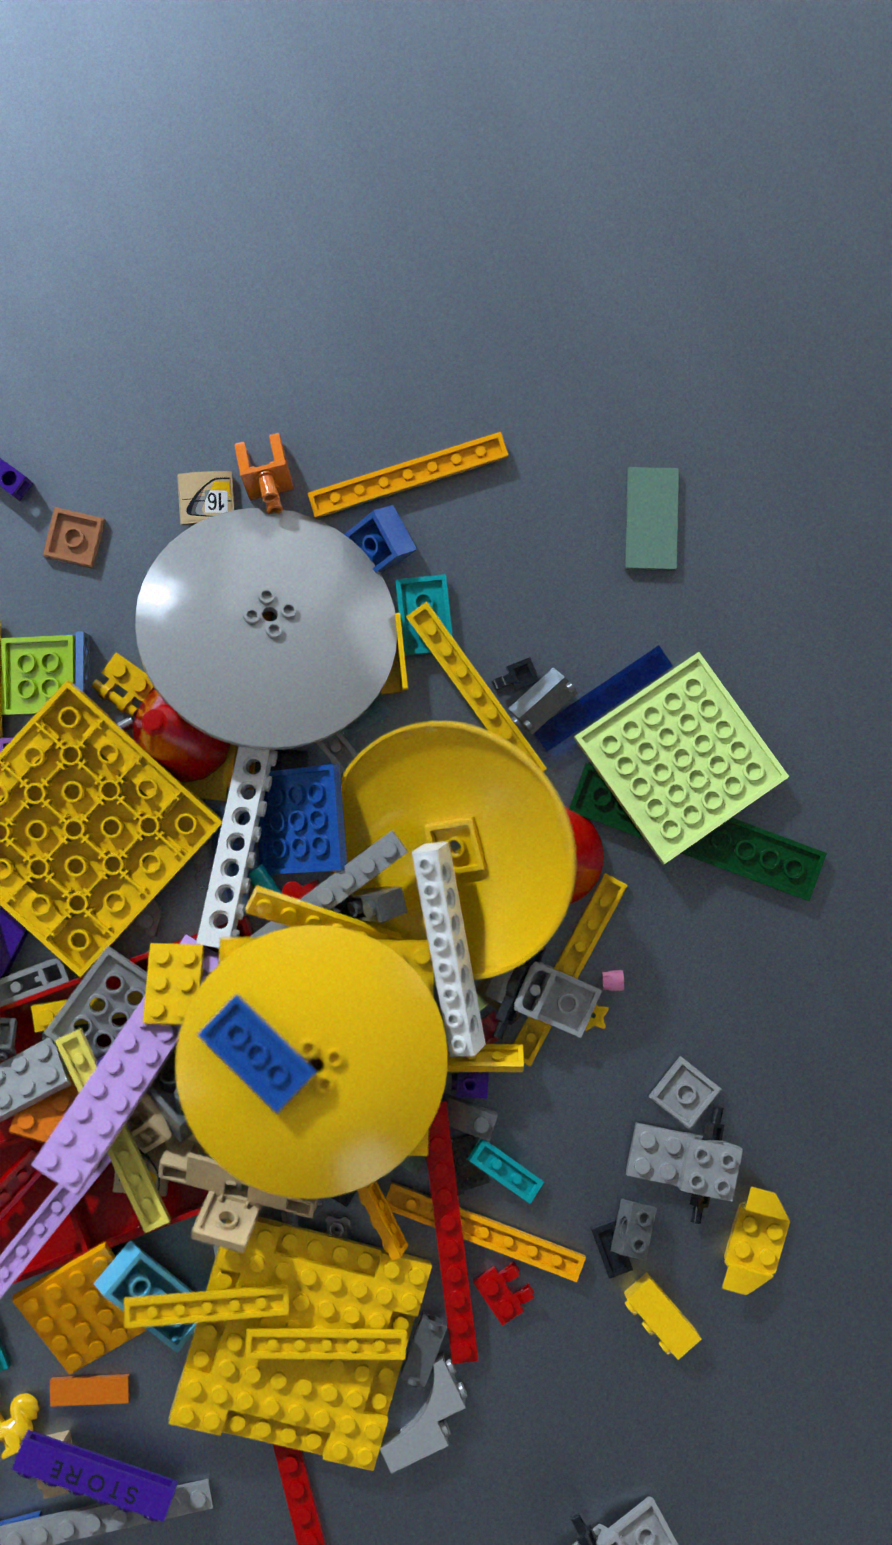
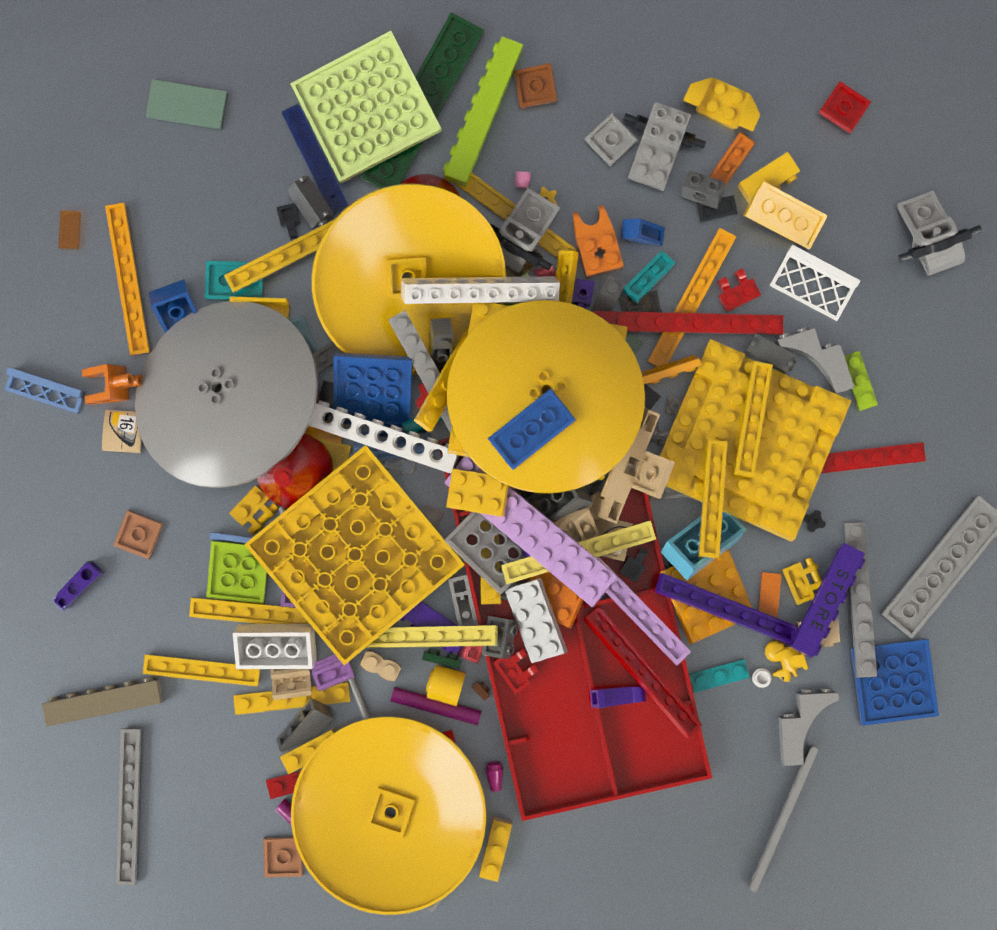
camera: 80 degrees left, 0 degrees up
(66, 1338) = (725, 608): none -> dark purple tile
(109, 1203) = (633, 566): none -> black plate
(121, 1427) = (798, 582): none -> yellow plate
(204, 1446) = (809, 521): none -> black plate
(254, 388) = (13, 373): none -> medium blue fence
(384, 1485) = (862, 390): none -> lime plate
(463, 390) = (69, 230): none -> clear orange tile
(549, 1094) = (597, 238): none -> orange brick
(551, 1403) = (818, 266): none -> white fence
(565, 1152) = (642, 232): none -> blue slope
(614, 1347) = (785, 215): none -> yellow plate
(682, 1261) = (733, 158): none -> orange tile
(698, 916) = (483, 112): none -> lime brick
(743, 980) = (535, 86): none -> dark orange plate
(775, 1407) = (844, 107): none -> red plate

